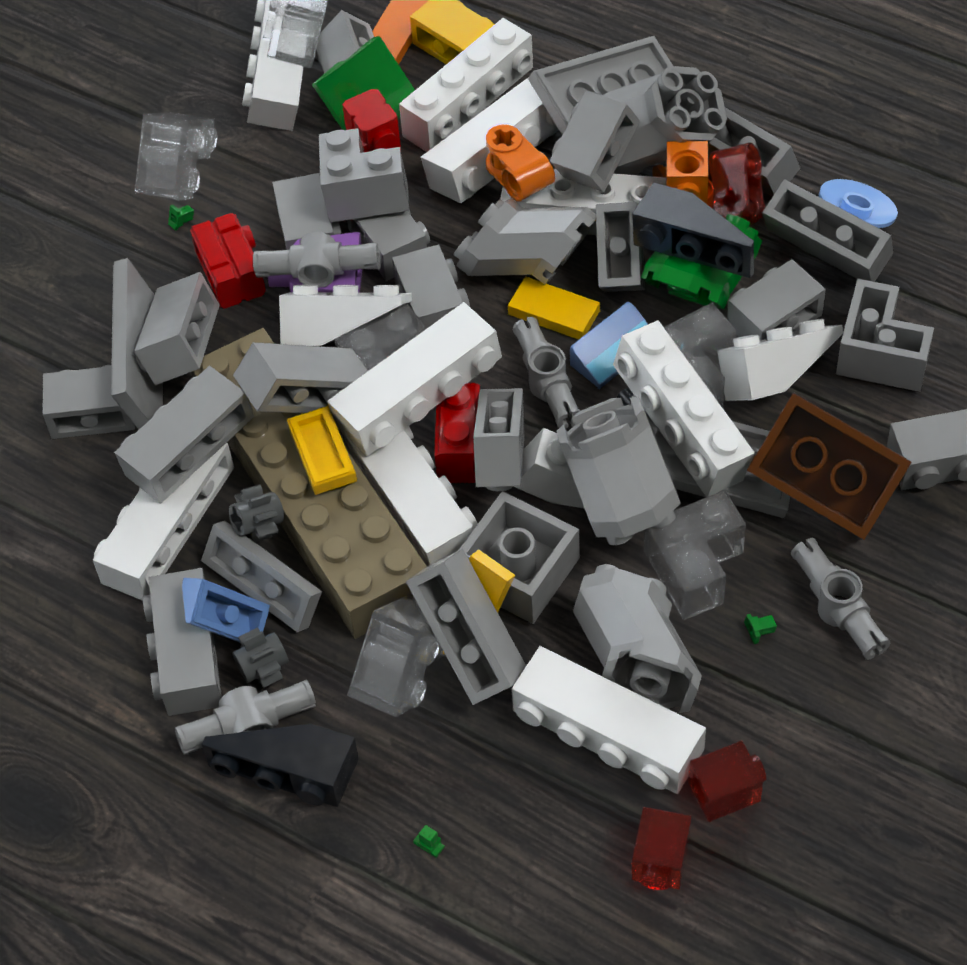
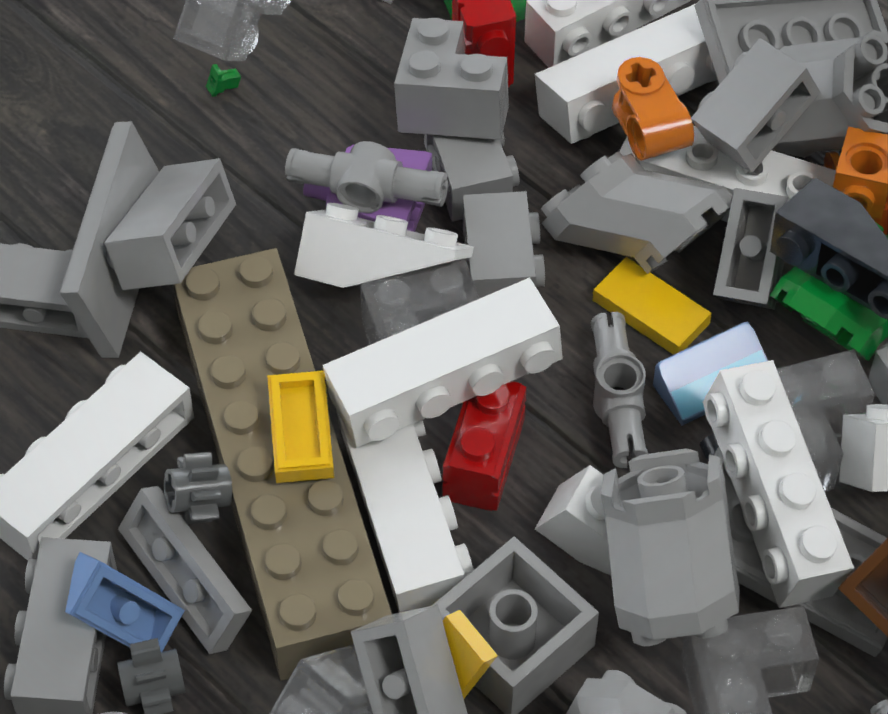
camera: 10 degrees right, 0 degrees up
(184, 434) = (135, 364): light grey brick -> none
(228, 259) = (260, 142): red brick -> none
(296, 375) = (293, 323): light grey brick -> none
(302, 208) = (369, 108): light grey brick -> none
(499, 439) = (529, 465): light grey brick -> none

